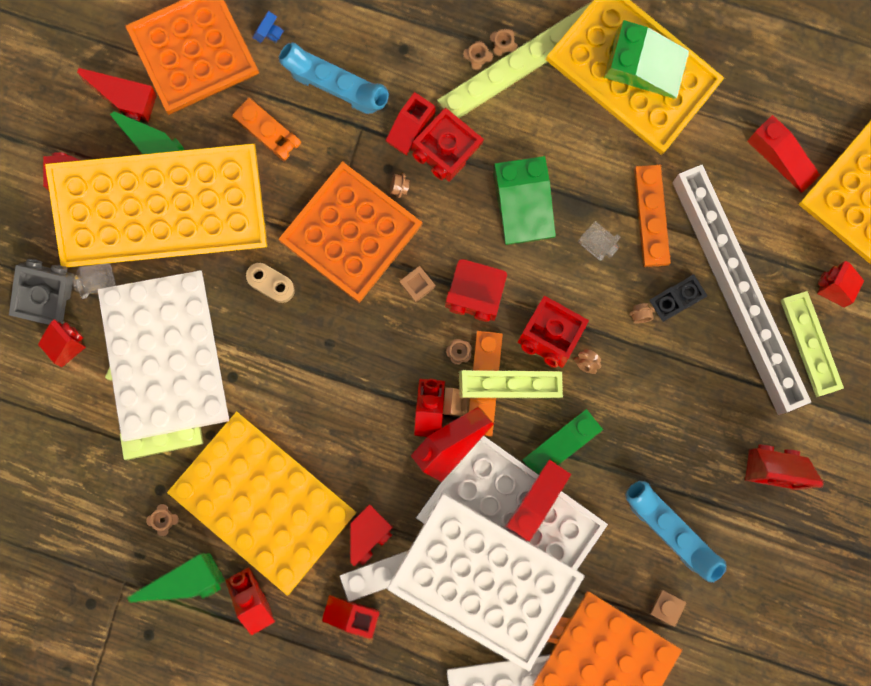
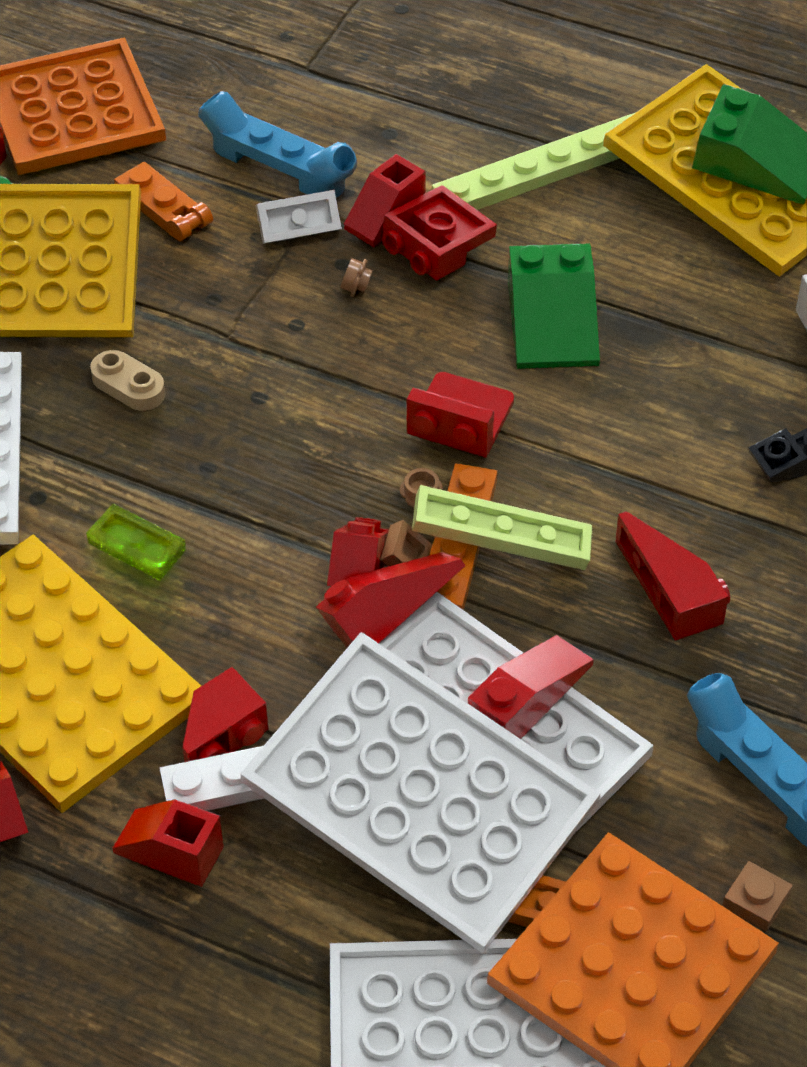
camera: 10 degrees right, 30 degrees down
(267, 29) = (188, 89): blue tile -> none
(297, 410) = (136, 541): none -> clear neon green plate
(350, 232) = (269, 326): orange plate -> none
(356, 138) = (298, 216): none -> white plate
(417, 284) = (365, 396): medium nougat plate -> none
(478, 48) = (501, 141): medium nougat plate -> none
(503, 35) = (541, 129): medium nougat plate -> none
(552, 332) = (580, 473): red plate -> none
(564, 442) = (598, 613): green slope -> none
(588, 361) = (642, 508): medium nougat plate -> none
(599, 241) = (671, 370): clear bracket -> none
(613, 408) = (673, 578): none -> red slope
(642, 313) = (735, 465): medium nougat plate -> none
(652, 216) = (760, 349): orange plate -> none

